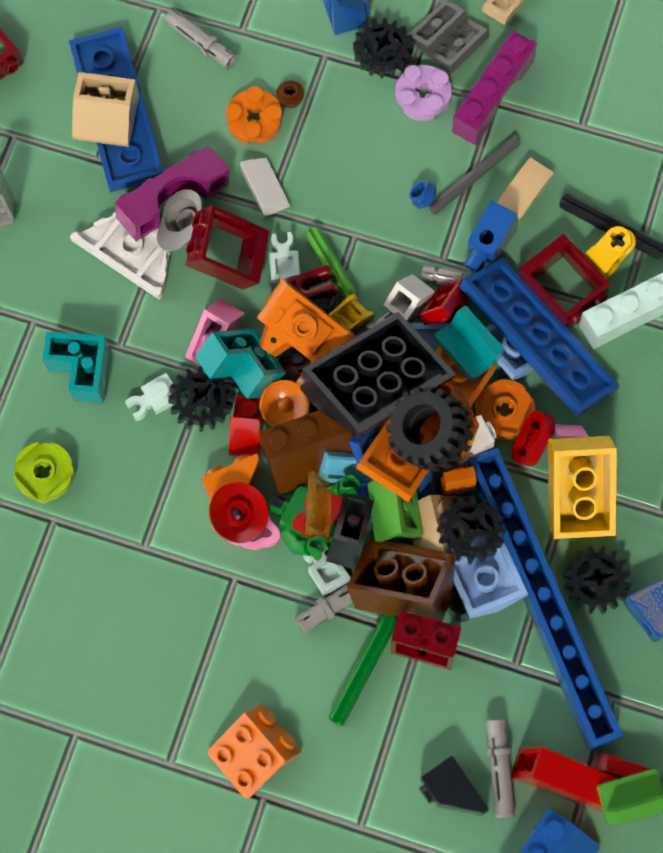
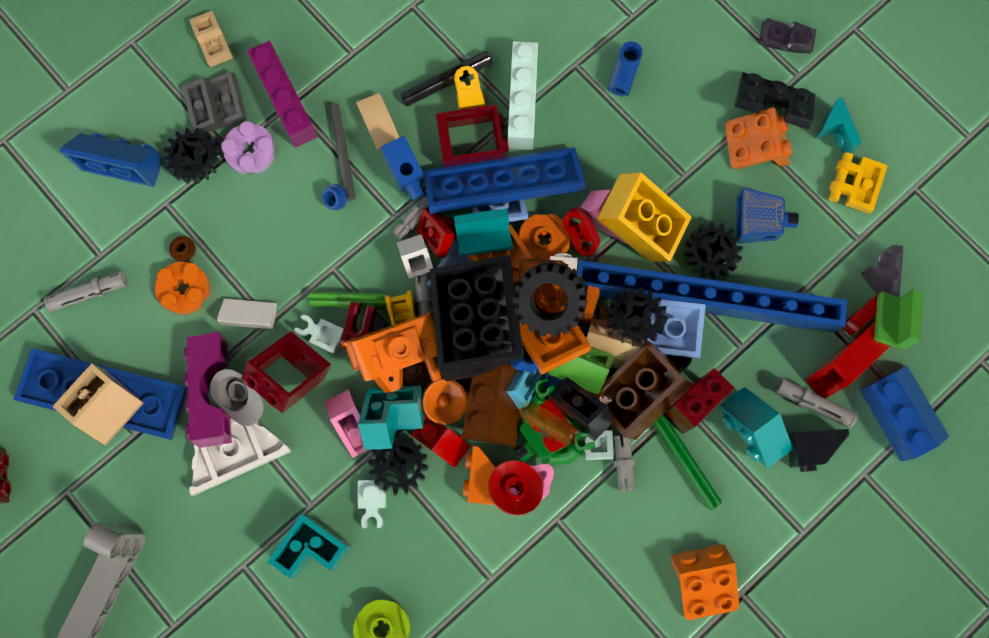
camera: 65 degrees left, 5 degrees up
(435, 717) = (758, 427): none -> teal brick

